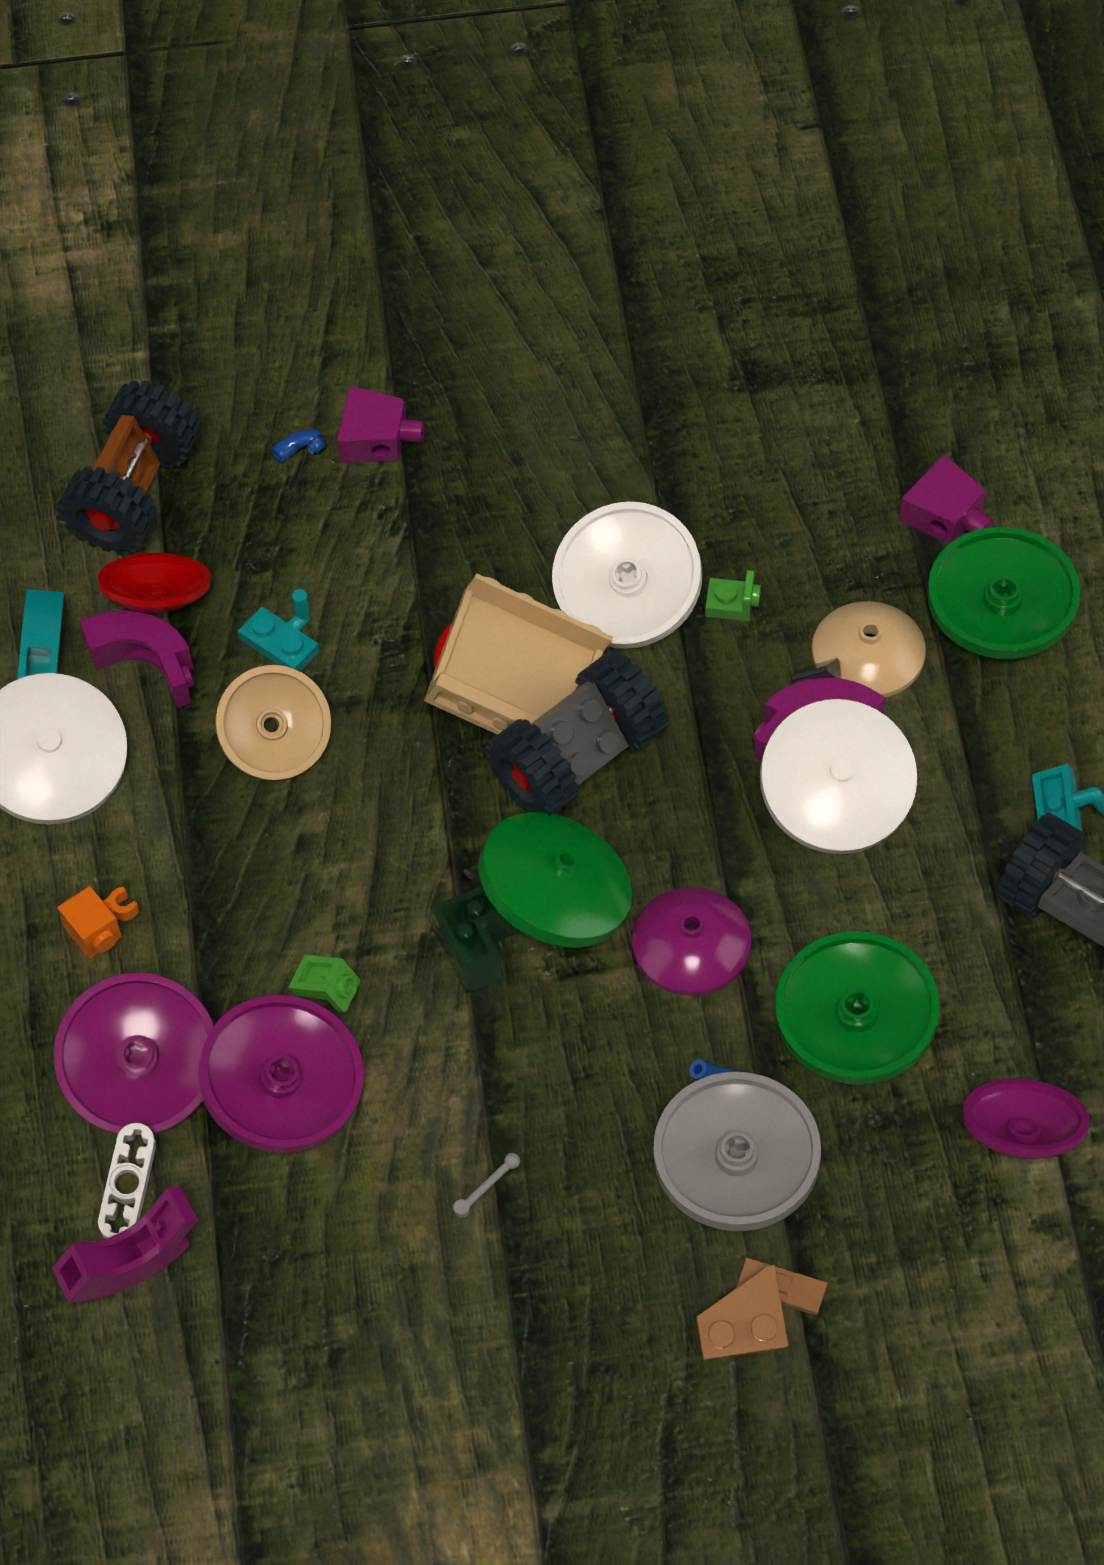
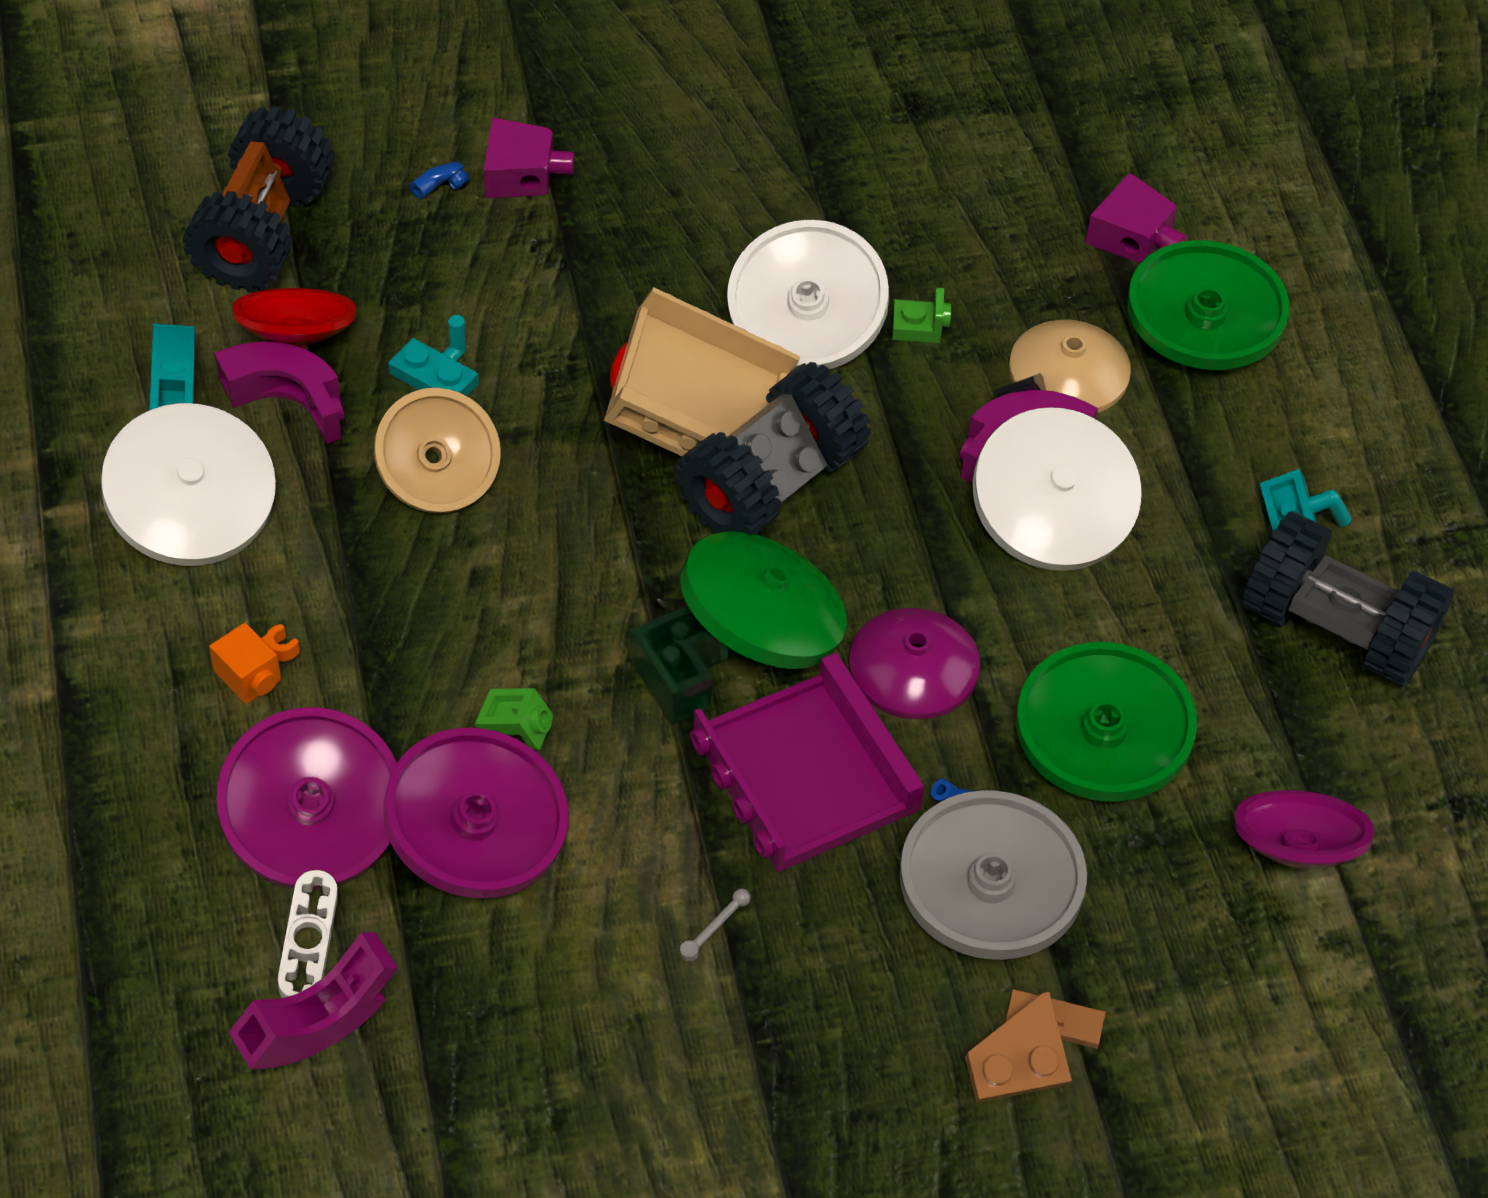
camera: 10 degrees left, 5 degrees down
(582, 1039) = (809, 766): none -> magenta panel

